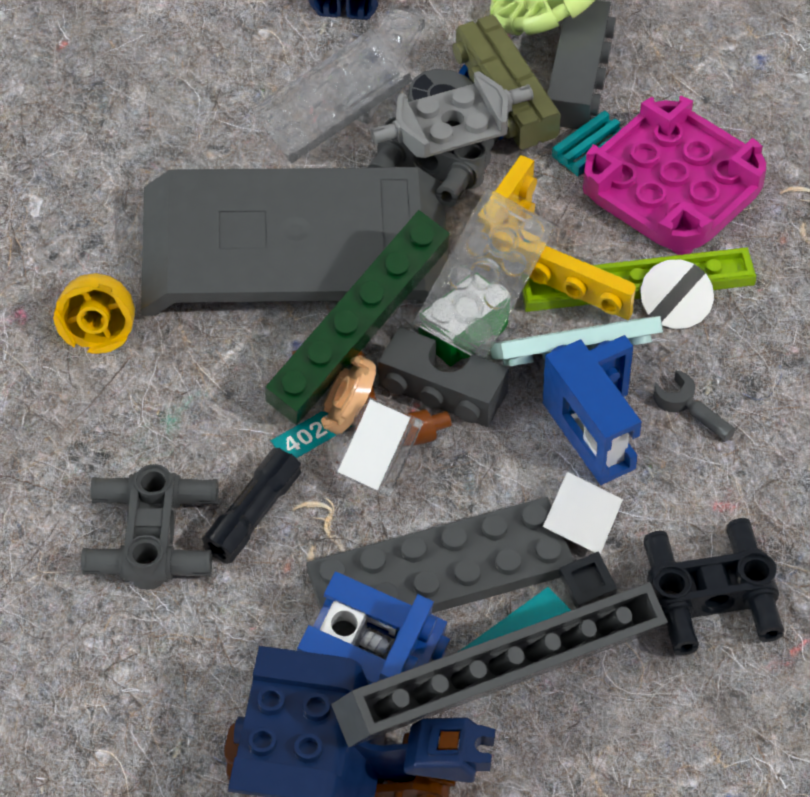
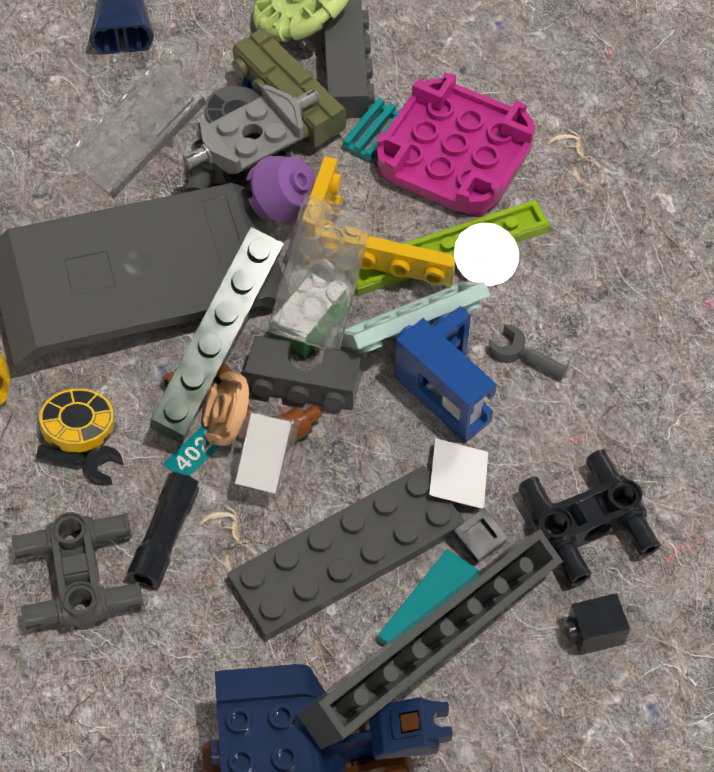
camera: 15 degrees left, 5 degrees up
(191, 377) = (76, 420): none -> tile
(196, 423) = (94, 459): none -> black piece
(414, 629) = (346, 619): blue brick -> none
(462, 177) = (279, 186): none -> medium lavender cone
(690, 698) = (597, 624): none -> black brick

